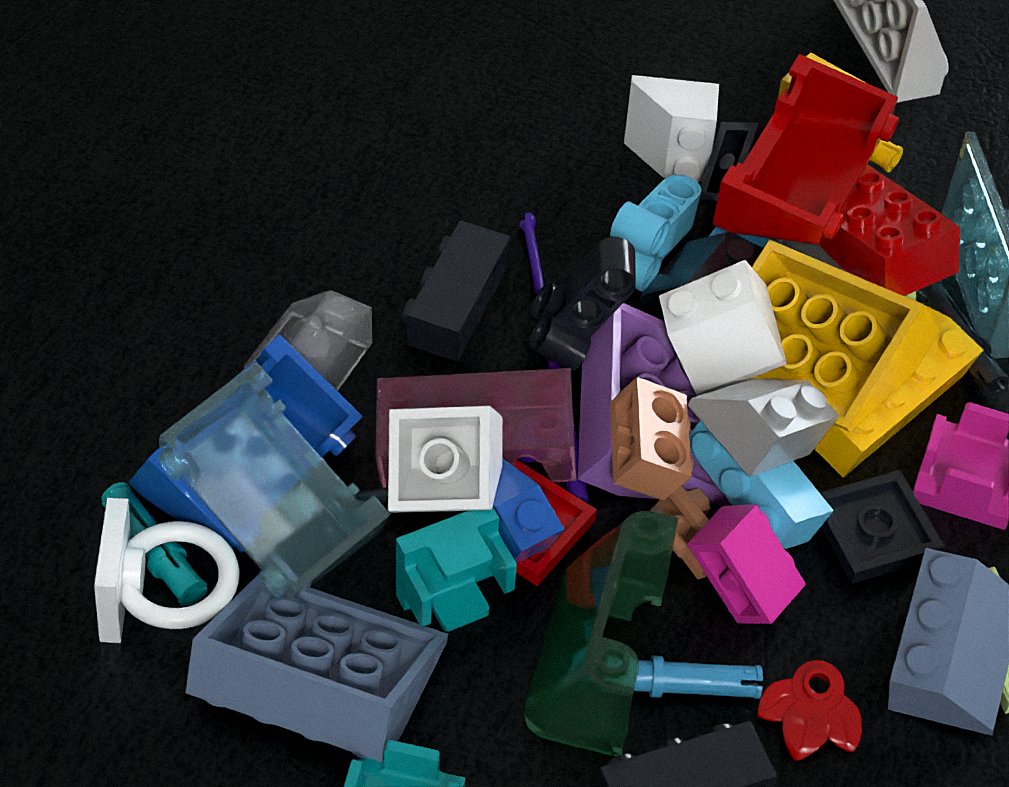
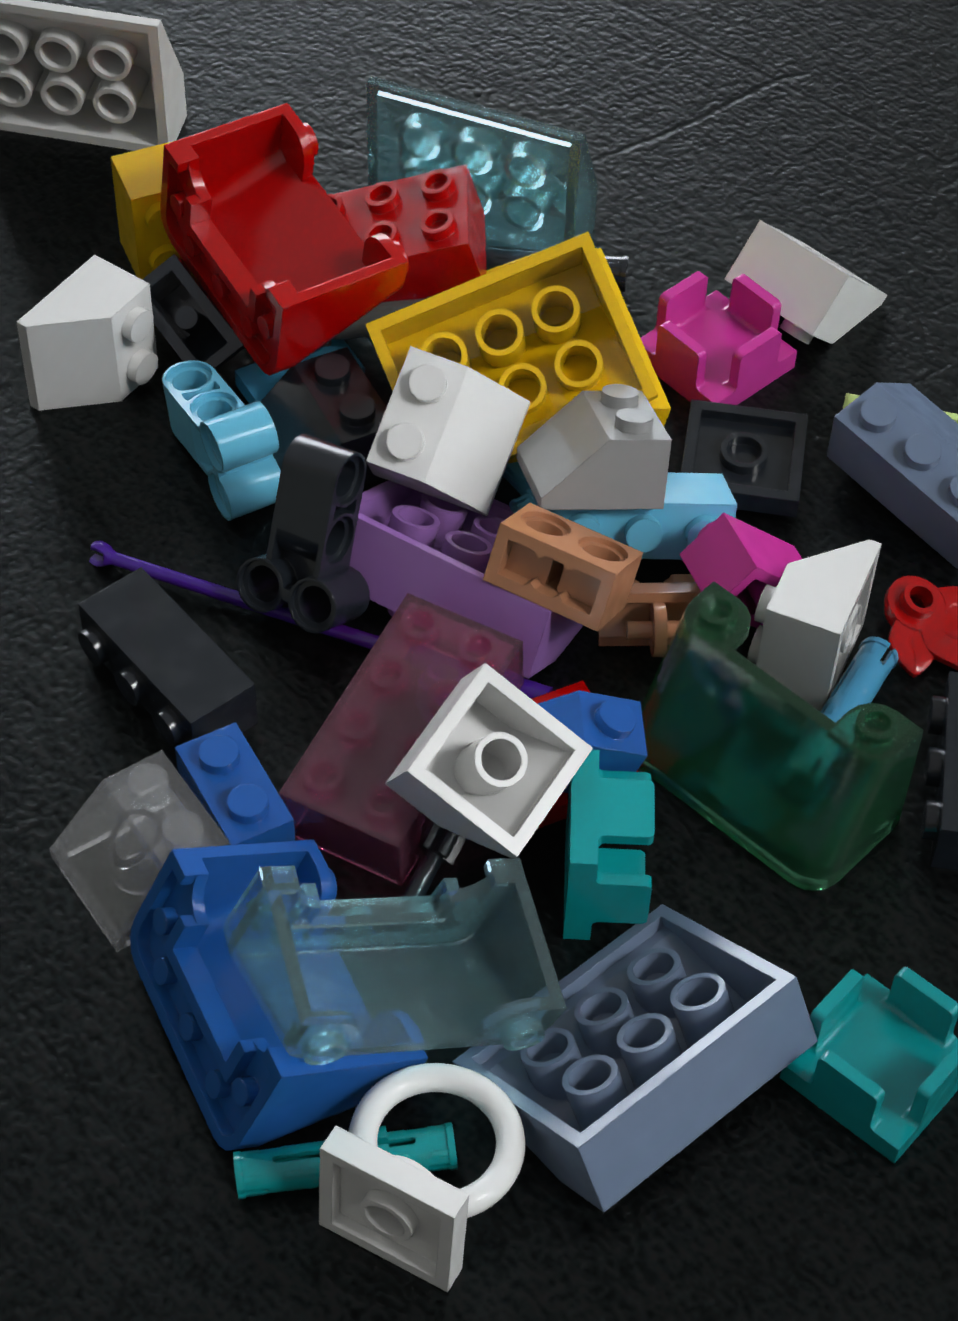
camera: 60 degrees left, 0 degrees up
(378, 351) = (234, 787): none -> blue brick
(737, 618) = (814, 619): none -> white slope

